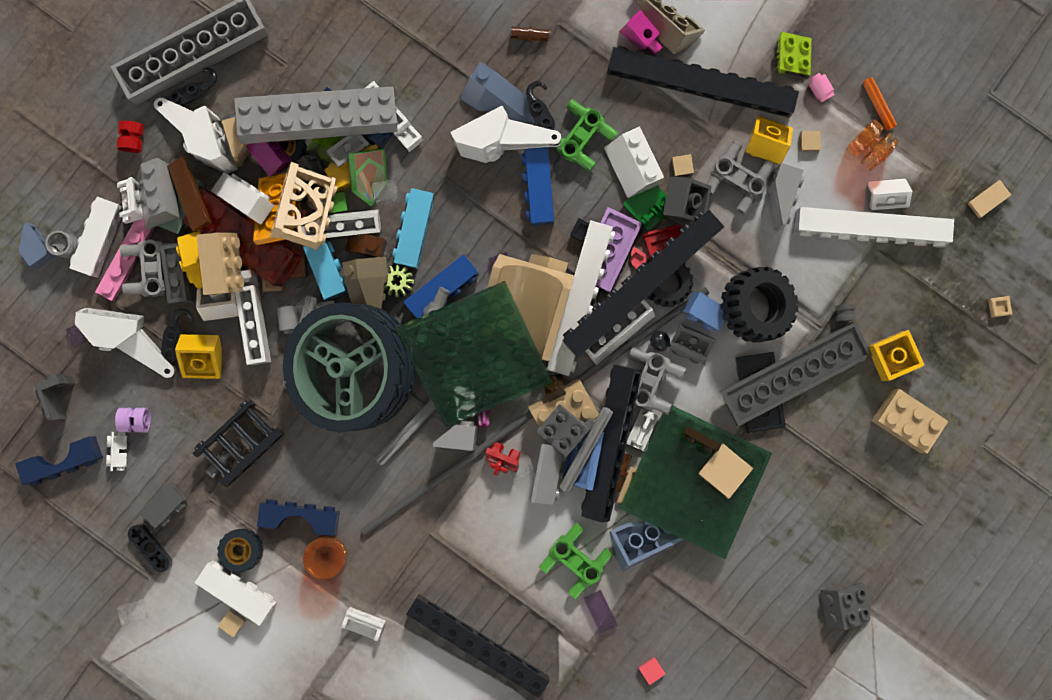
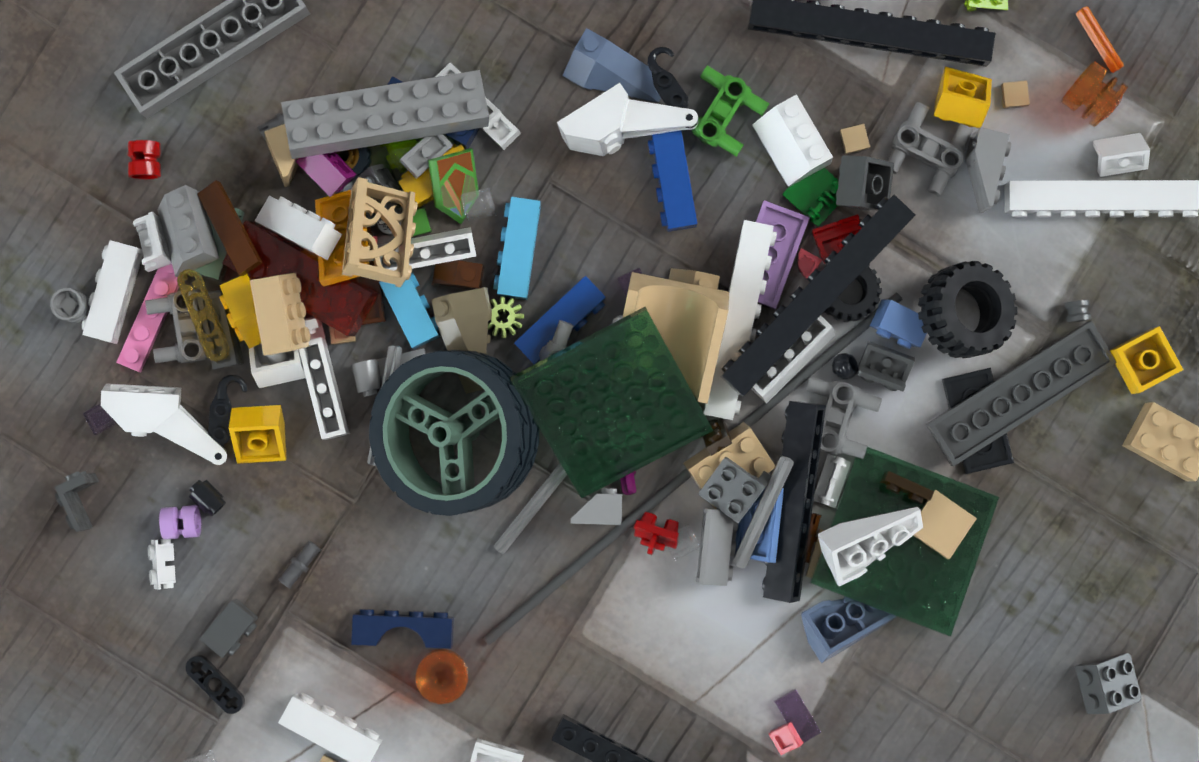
camera: 10 degrees left, 0 degrees up
(33, 247) = (33, 312): sand blue slope -> none
(81, 453) = (117, 570): dark blue arch -> none
(155, 402) = (206, 497): none -> black brick
(167, 258) = (206, 313): none -> clear yellow beam
(200, 129) = (236, 142): white slope -> none
(228, 550) = (316, 681): black wheel -> none
(243, 462) = (341, 544): black fence -> none
(576, 561) = (761, 655): bright green piece -> none
(580, 230) = (731, 232): black plate -> none
(589, 627) = (785, 738): none -> coral tile
(660, 479) = (859, 542): none -> white wedge
(821, 87) = (1023, 25): bright pink brick -> none

